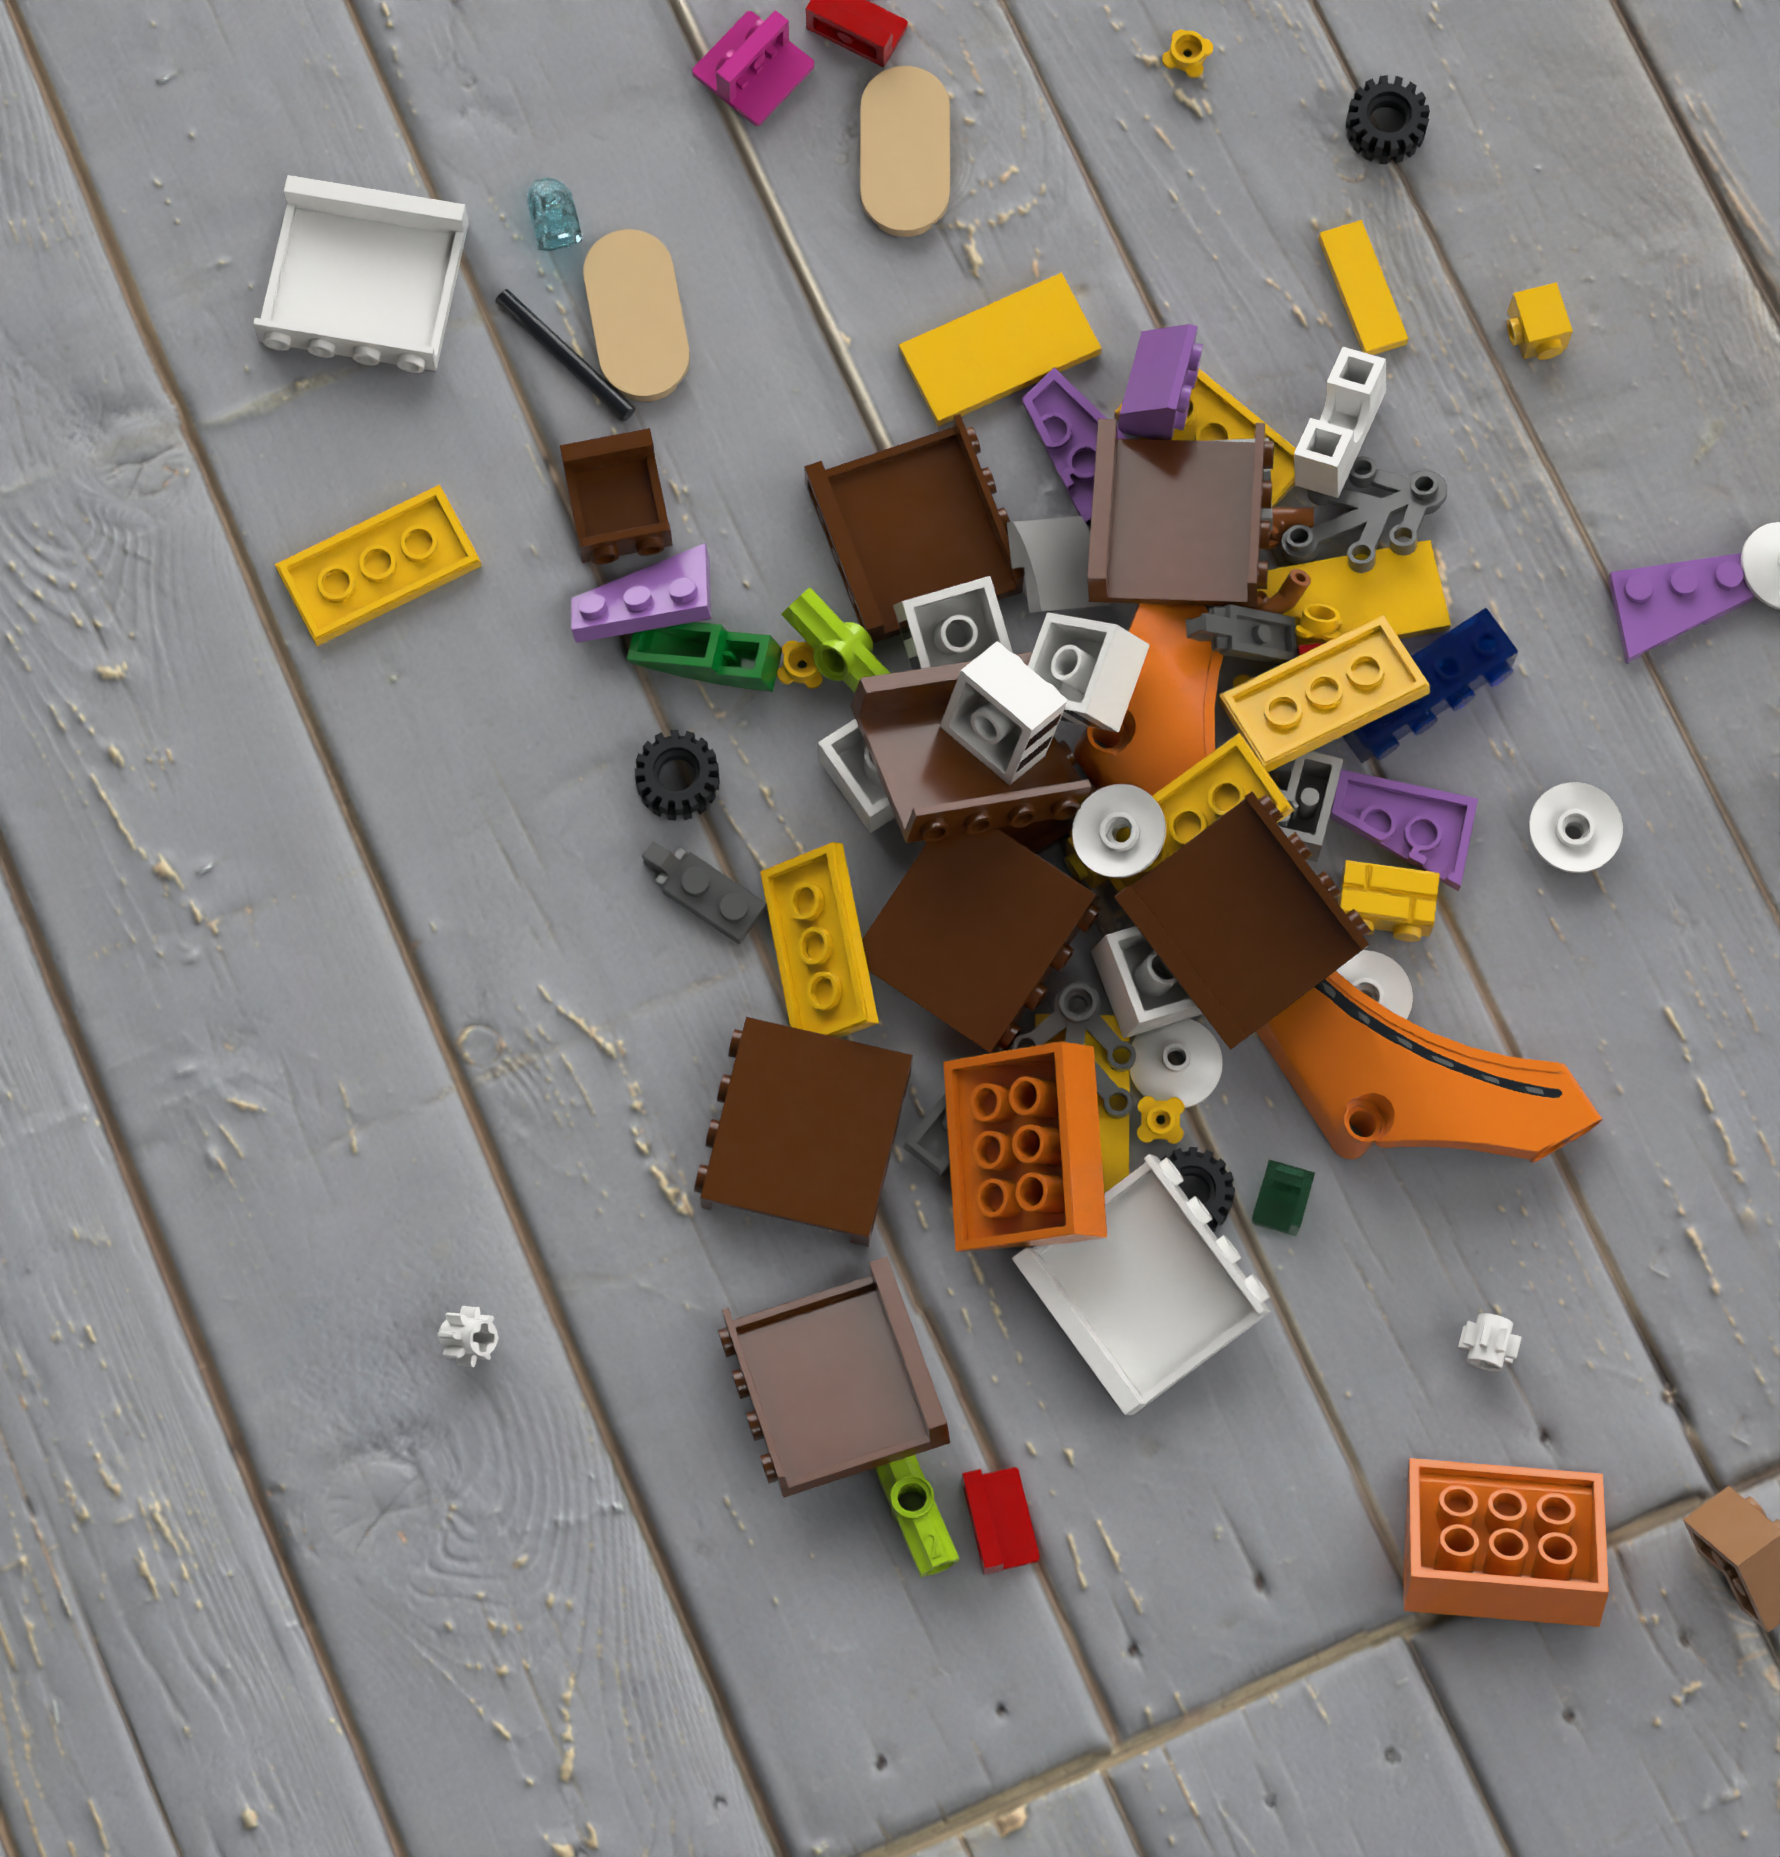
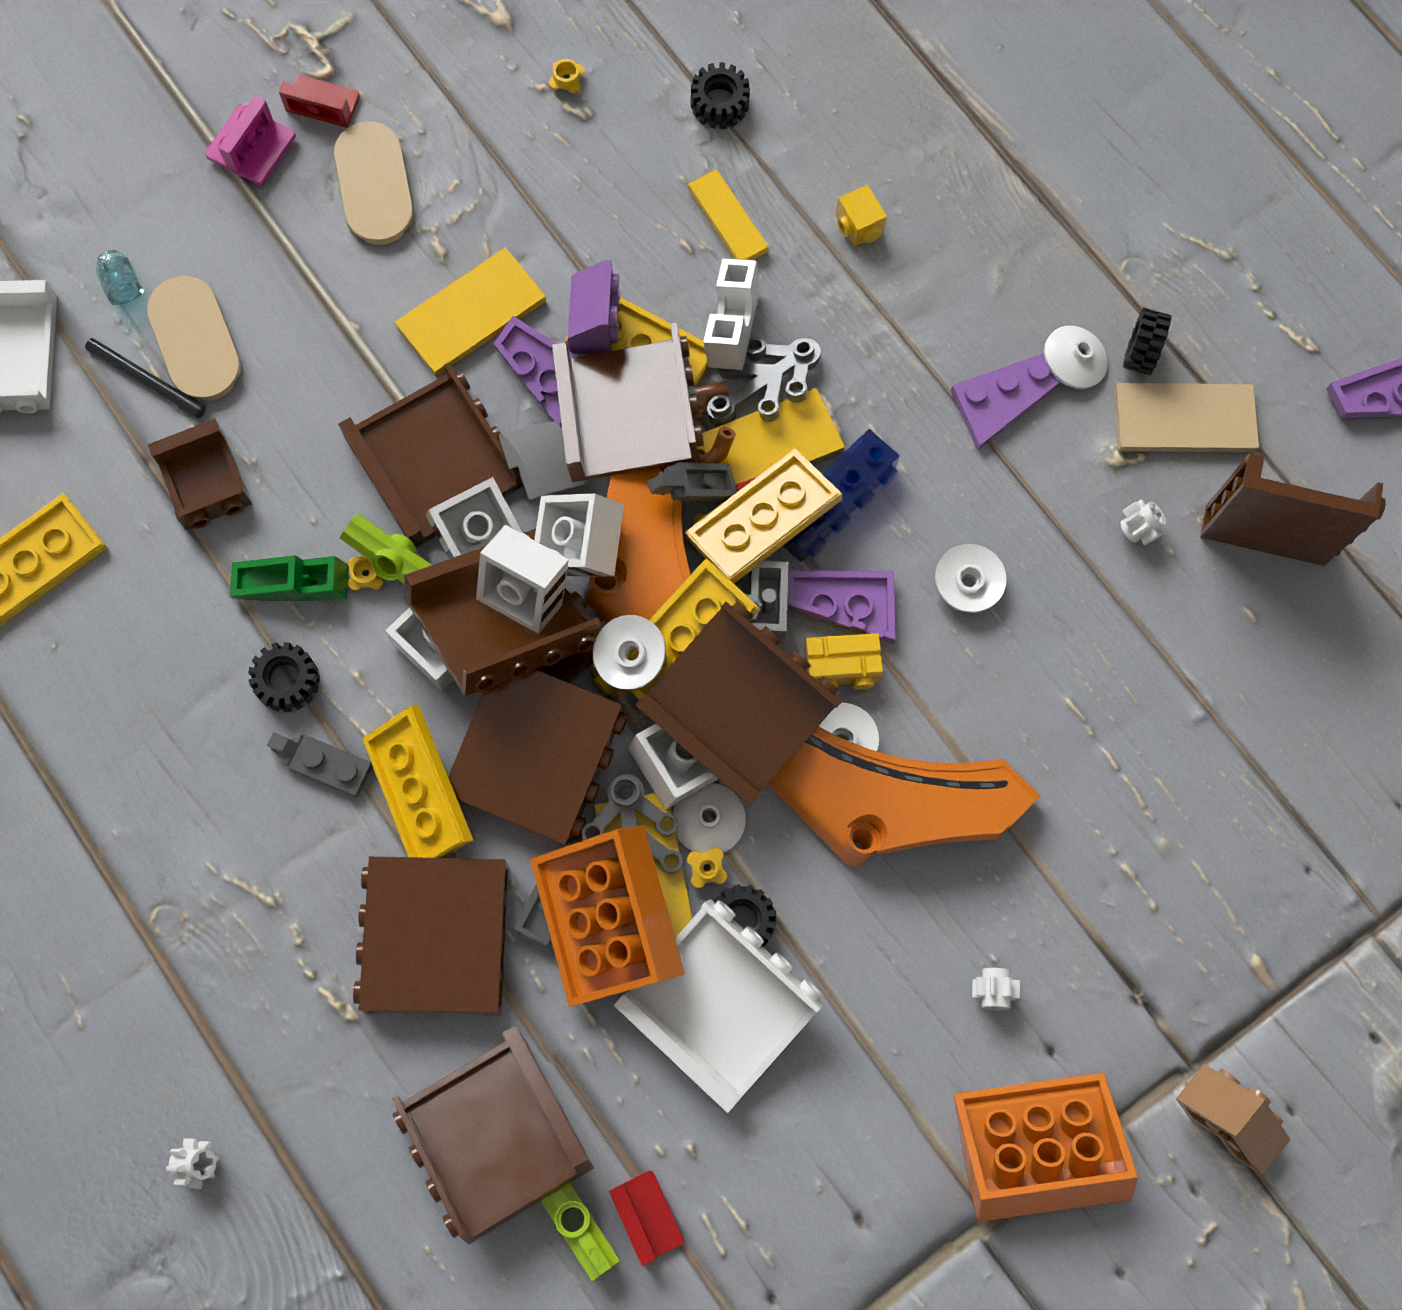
camera: 15 degrees left, 0 degrees up
(648, 599) = (236, 548): medium lavender wing -> none
(1282, 1197) = (813, 908): clear green panel -> none
(1318, 623) = (747, 464): yellow plate -> none

